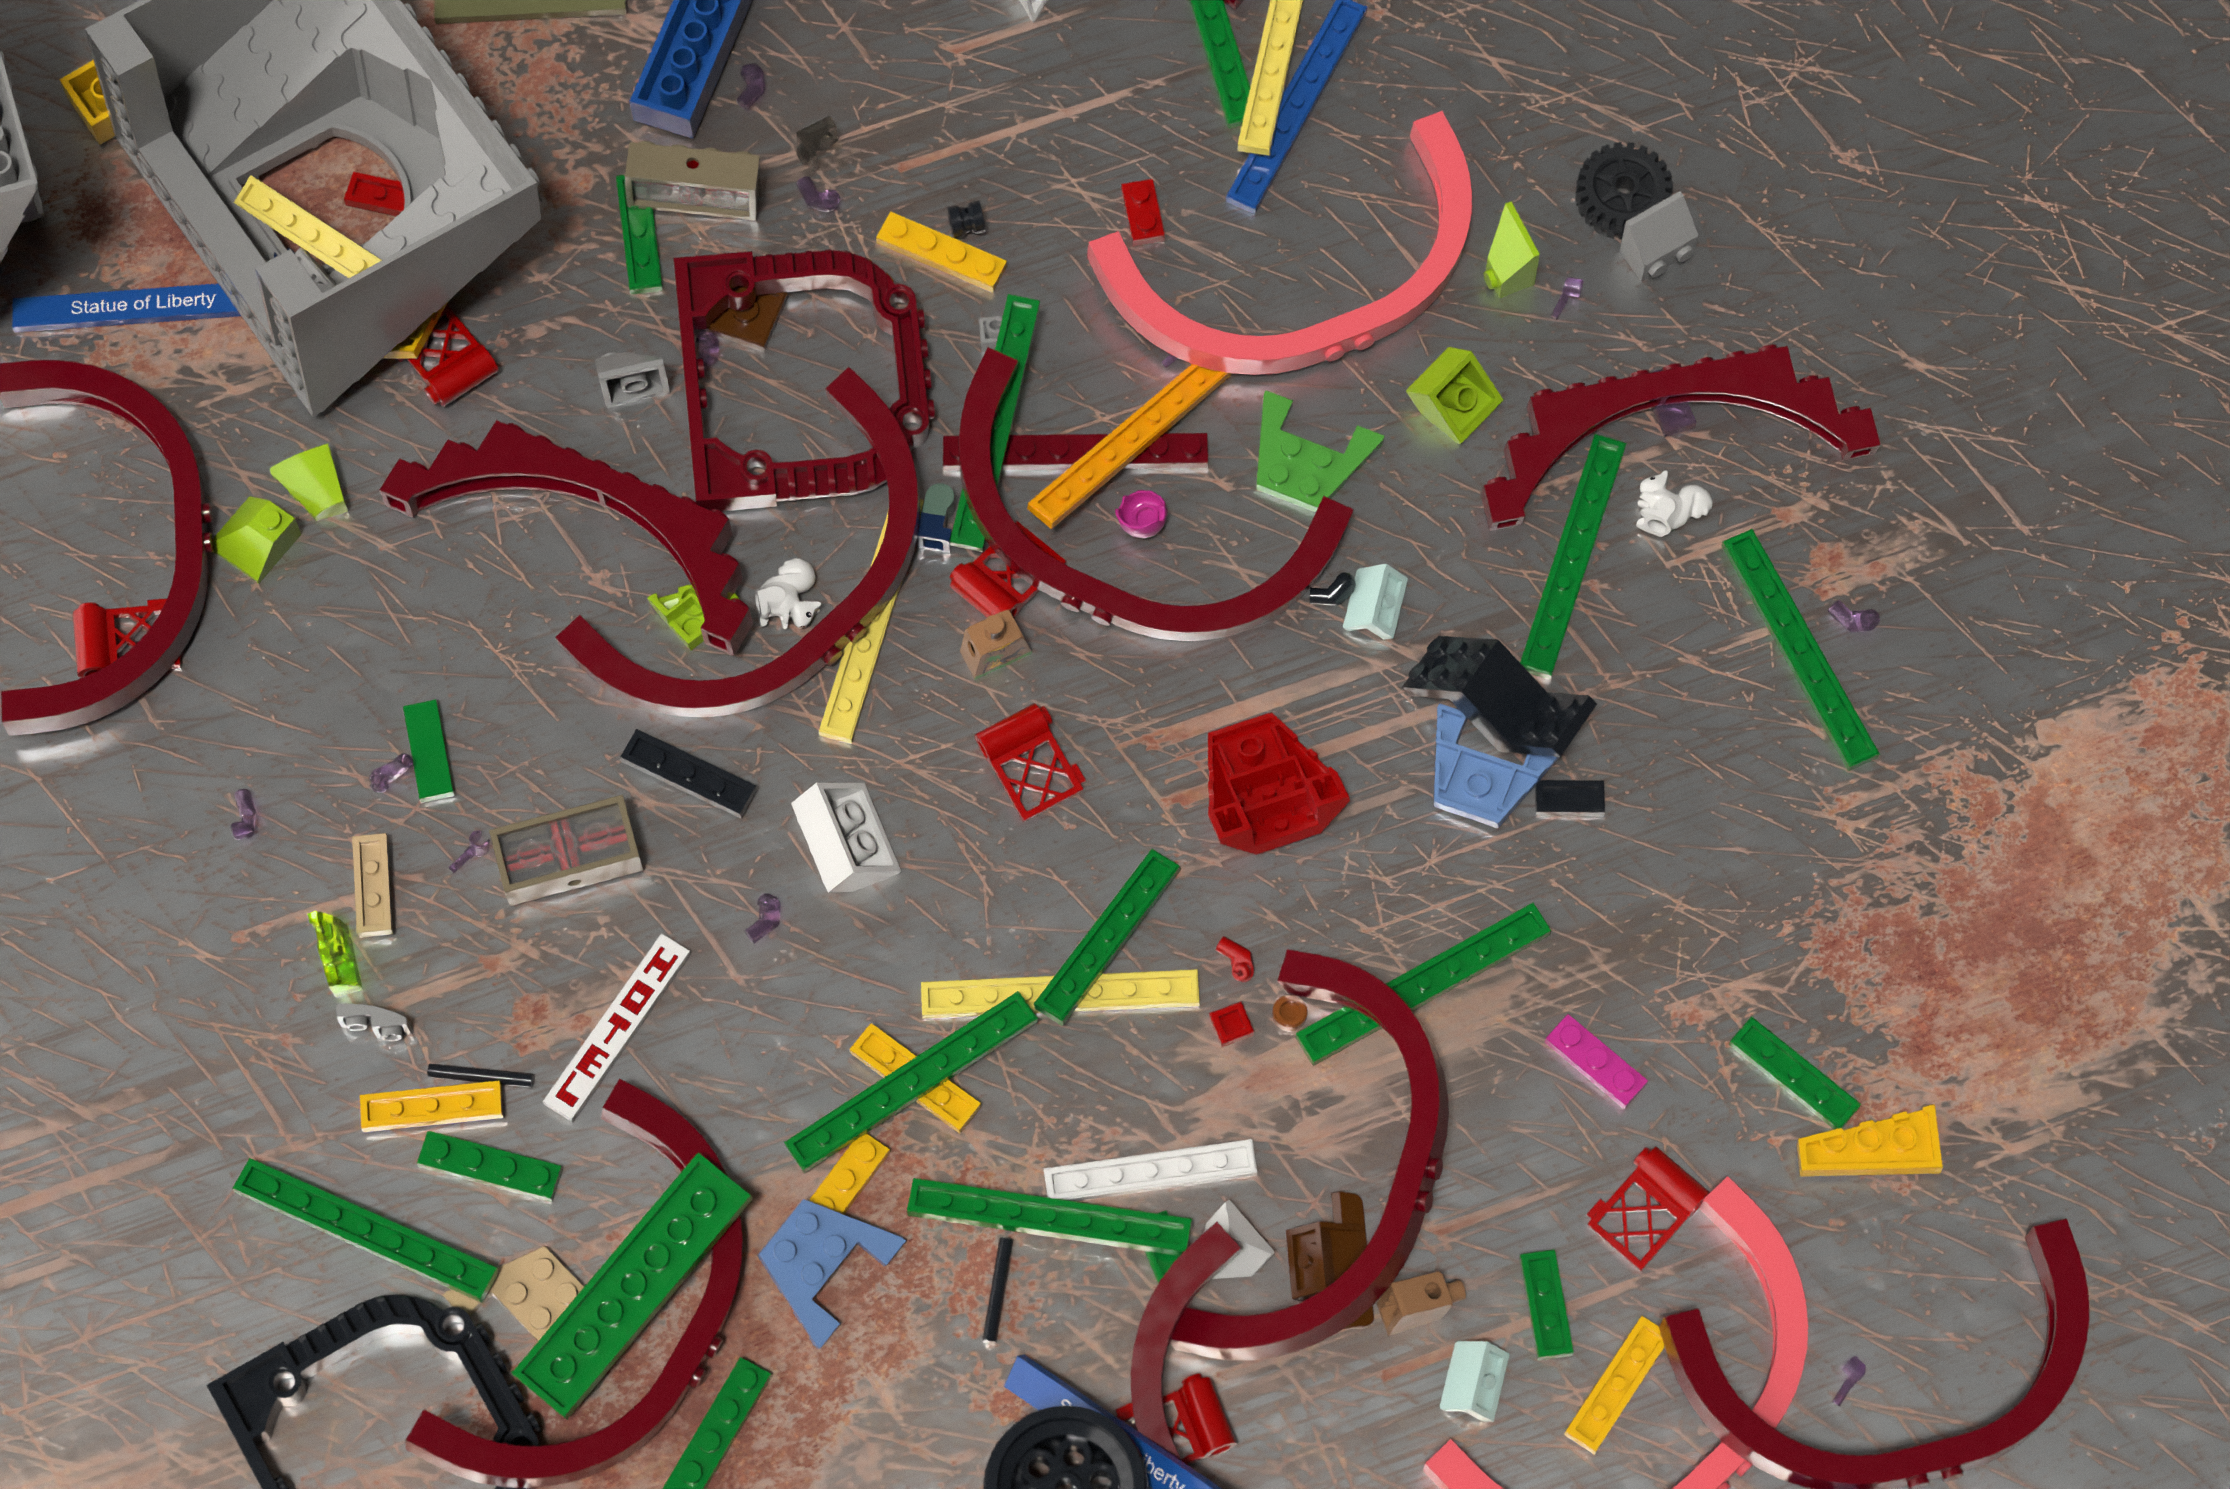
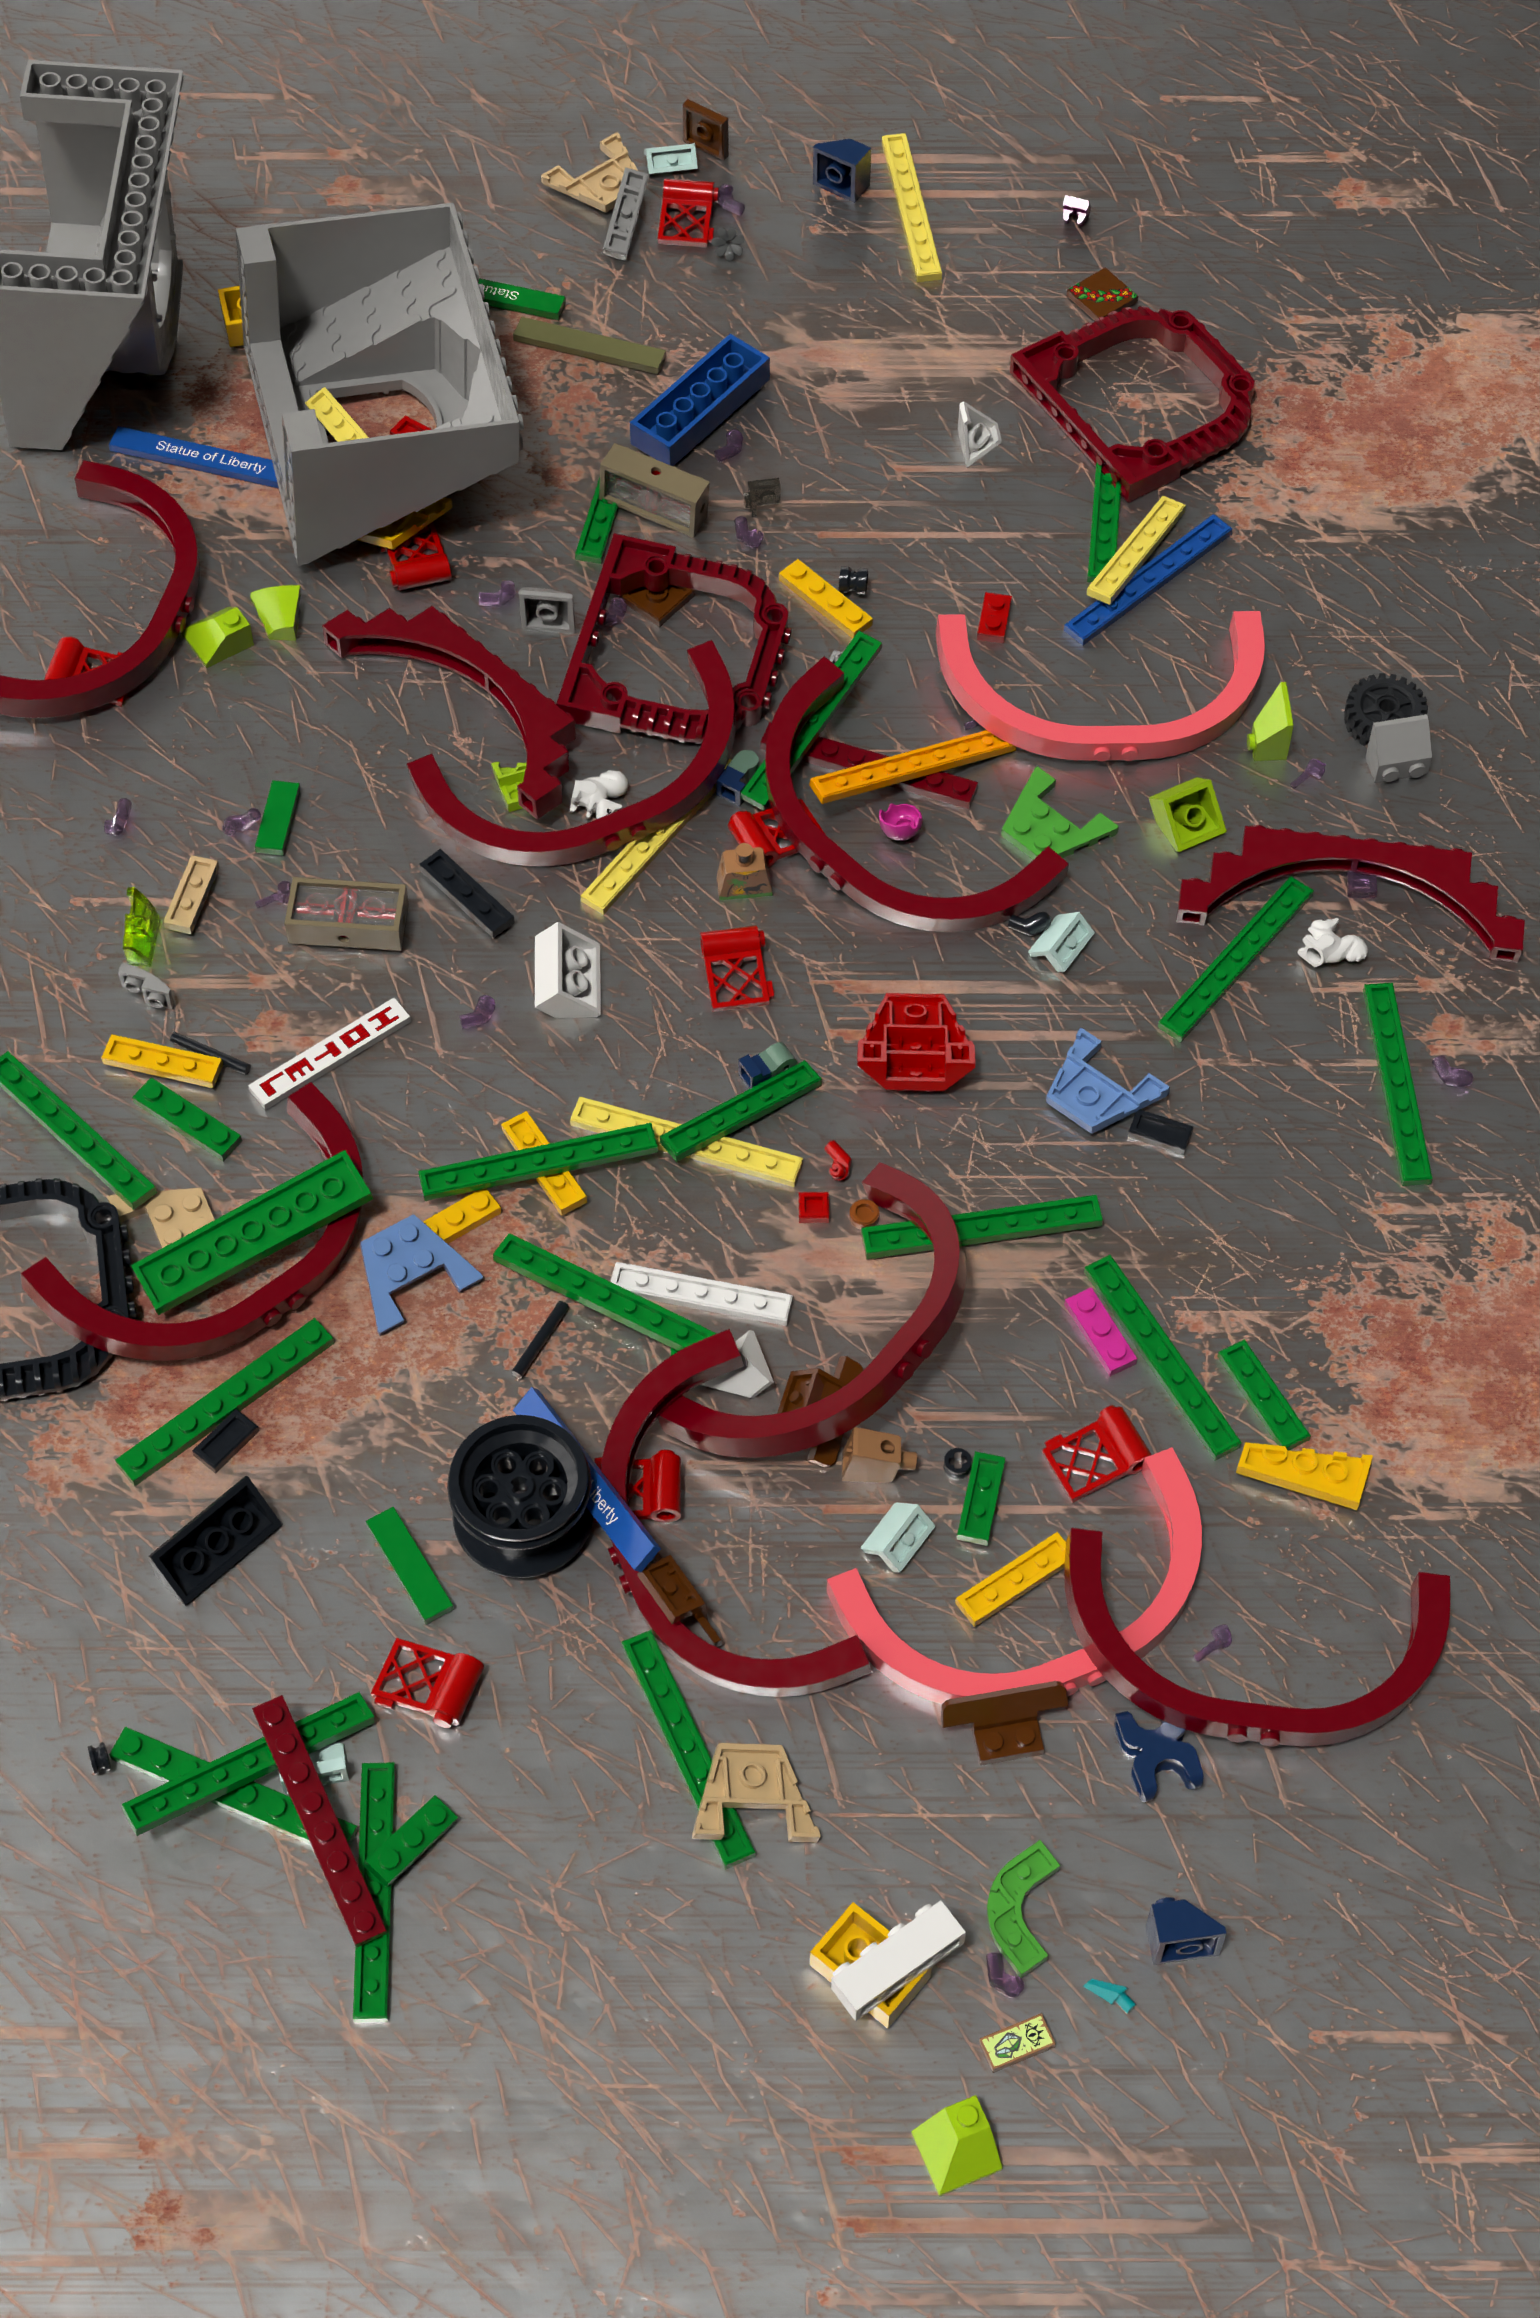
camera: 20 degrees right, 10 degrees down
(566, 376) = (499, 598): none -> clear purple arm
(1112, 872) = (765, 1064): none -> leg
(1499, 695) = (1129, 1031): black bracket -> none
(1515, 1276) = (964, 1456): none -> black bush
(1671, 1067) = (1163, 1358): none -> green tile

